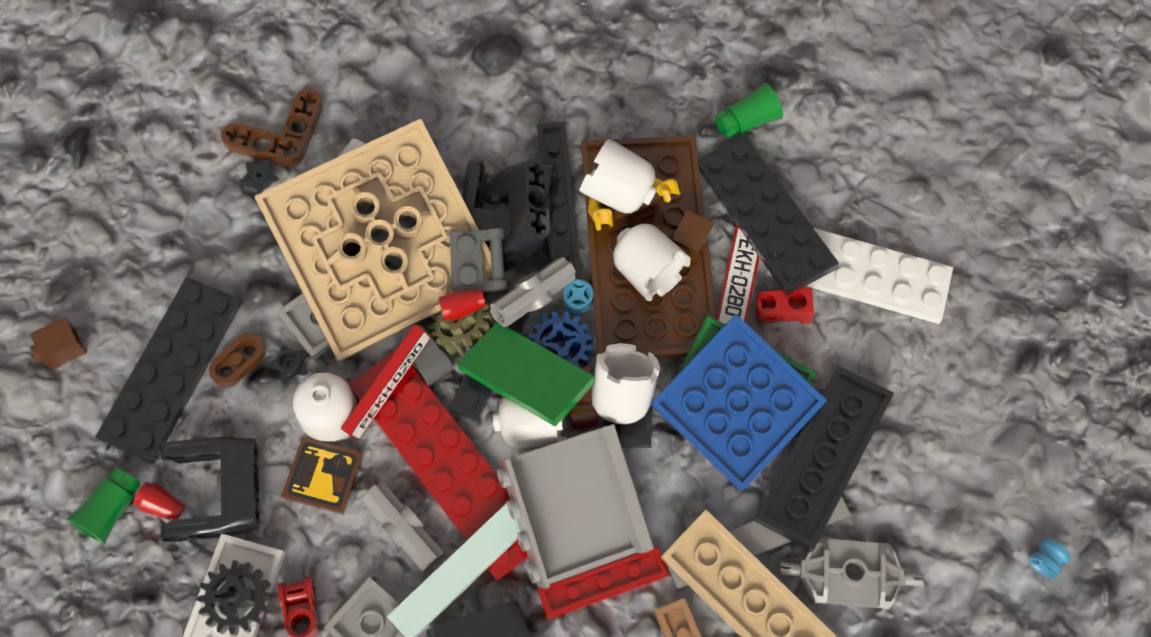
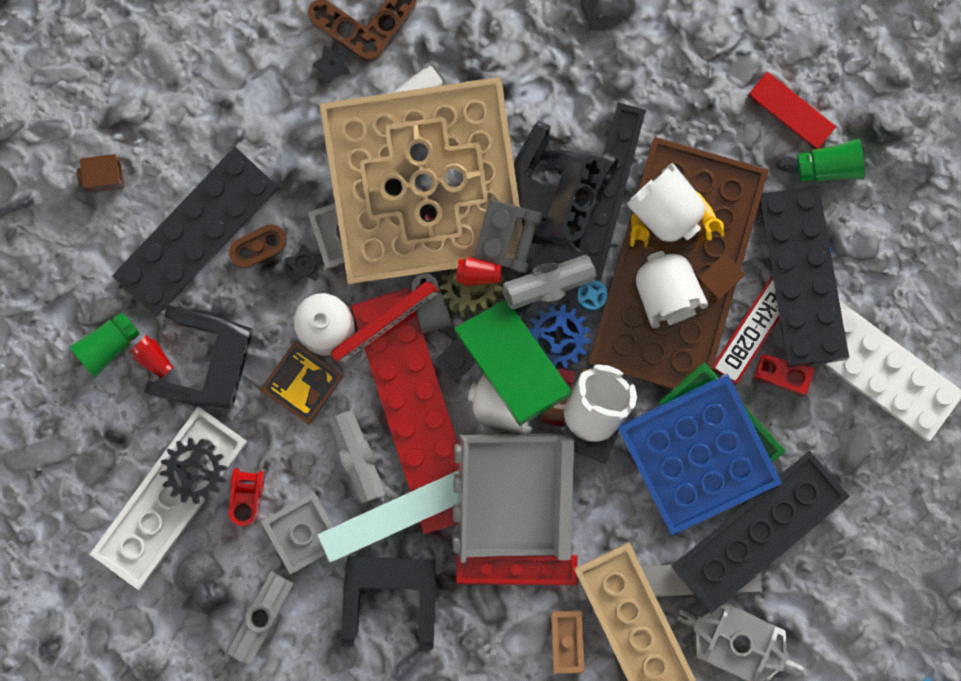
camera: 25 degrees right, 15 degrees up
(694, 85) = (791, 111): none -> red tile

